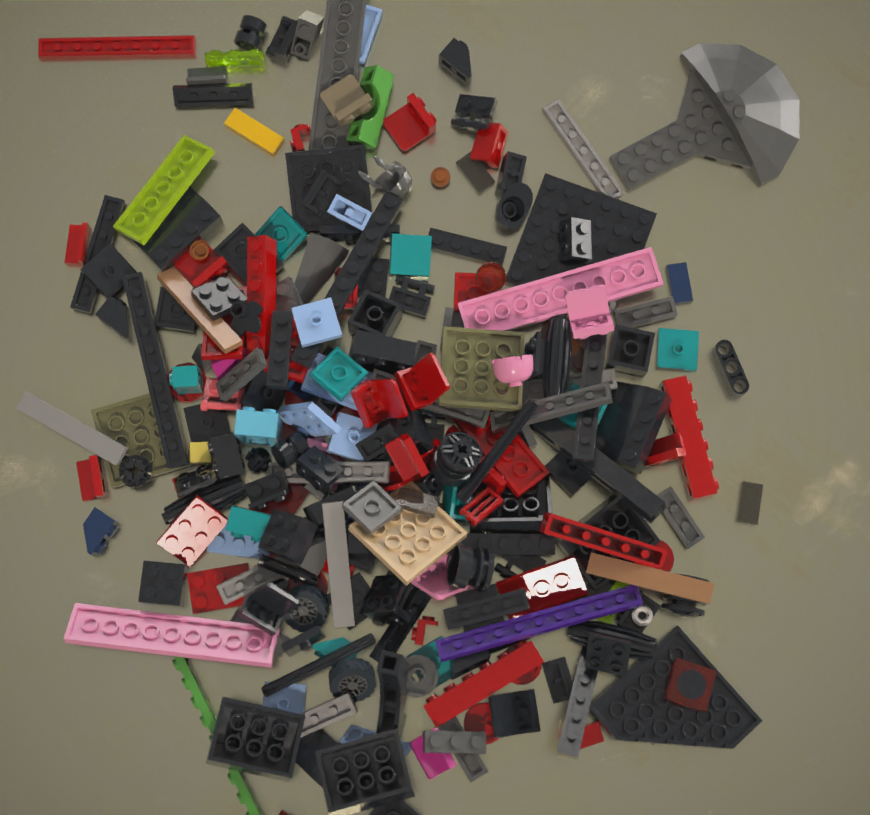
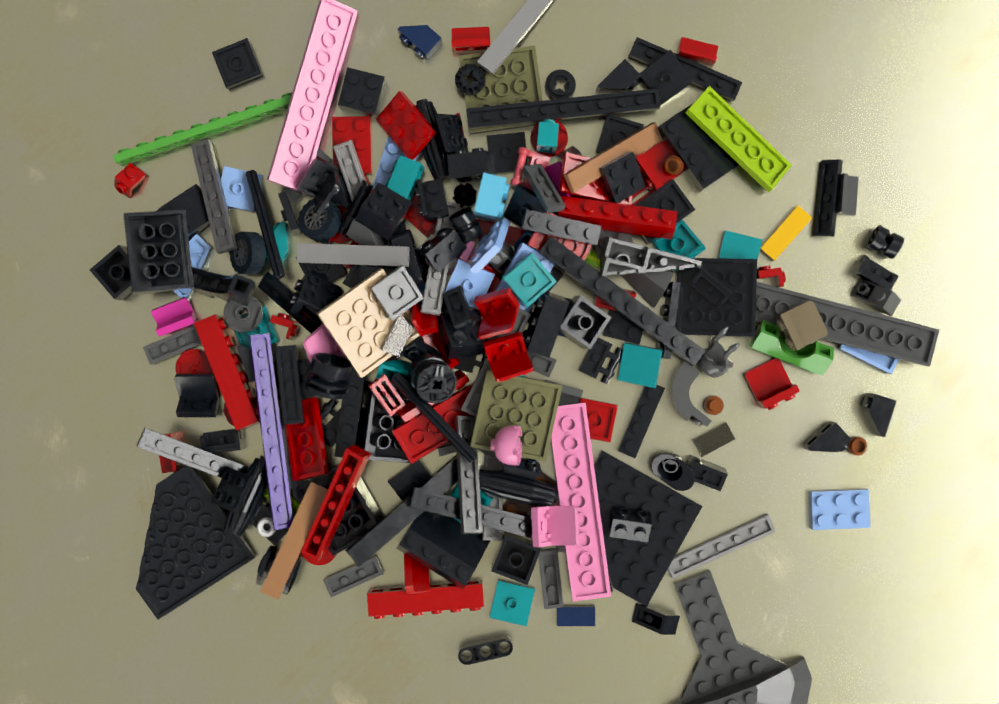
camera: 105 degrees right, 10 degrees up
(116, 47) = (891, 111): red tile -> none
(130, 369) = (561, 76): none -> black gear
(147, 726) = (237, 63): none -> black plate
(199, 453) = (478, 140): light yellow tile -> none
(234, 58) = (862, 224): clear neon green plate -> none
(247, 319) = (595, 200): black plate -> none
(255, 739) = (204, 157): black slope -> none
(274, 175) = (739, 246): none -> teal tile
(302, 279) = (624, 257): none -> dark grey wedge
(316, 322) = (581, 265): light blue plate -> none
(349, 212) = (687, 312): light blue slope -> none
(406, 457) = (438, 330): red panel -> none
(423, 16) = (878, 412): none -> black slope
(433, 211) = (679, 394): none -> dark grey arch
(454, 742) = (178, 337): dark grey plate -> none
(459, 31) = (857, 446): none -> dark orange plate
(474, 106) = (778, 450): black plate -> none
(490, 144) = (739, 457): red panel -> none
(491, 277) = (605, 438): clear red hair -> none
(526, 40) = (839, 509): none -> light blue plate
(668, 202) = (656, 619): none -> black slope
(690, 684) = (197, 560): clear red tile -> none
(749, 503) = (357, 644): clear smoke tile -> none

